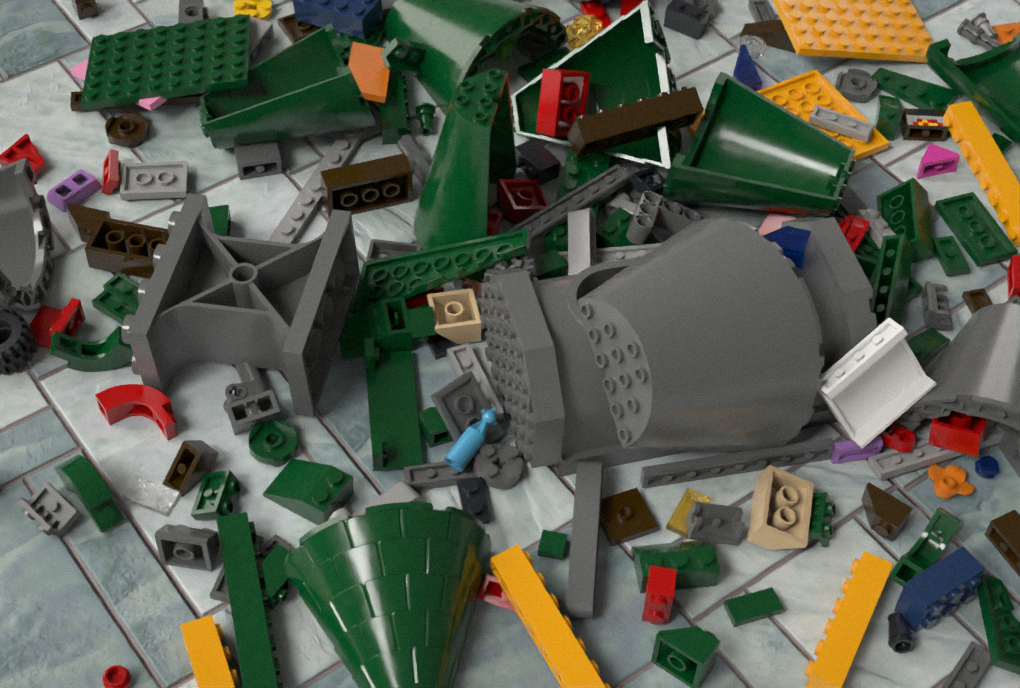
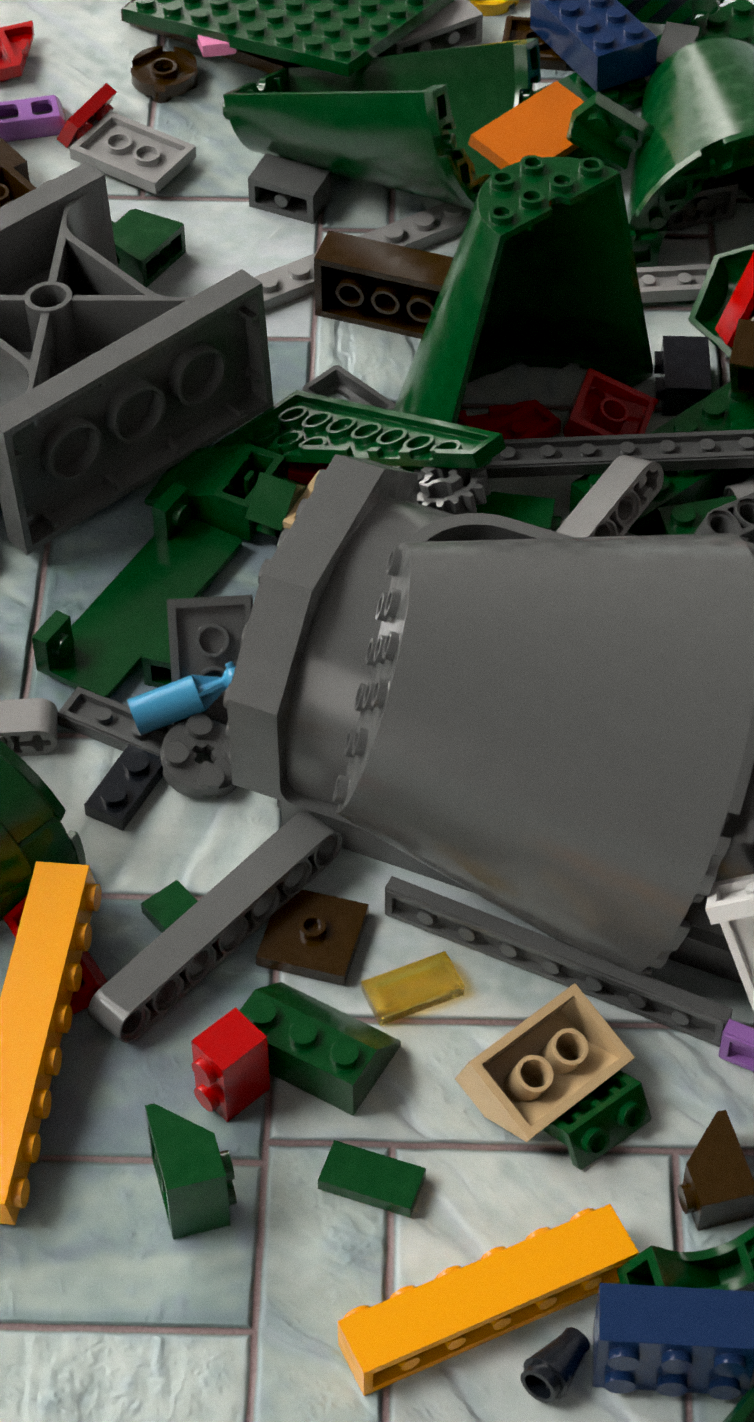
camera: 40 degrees right, 0 degrees up
(714, 523) = (422, 1021): dark grey hinge -> none

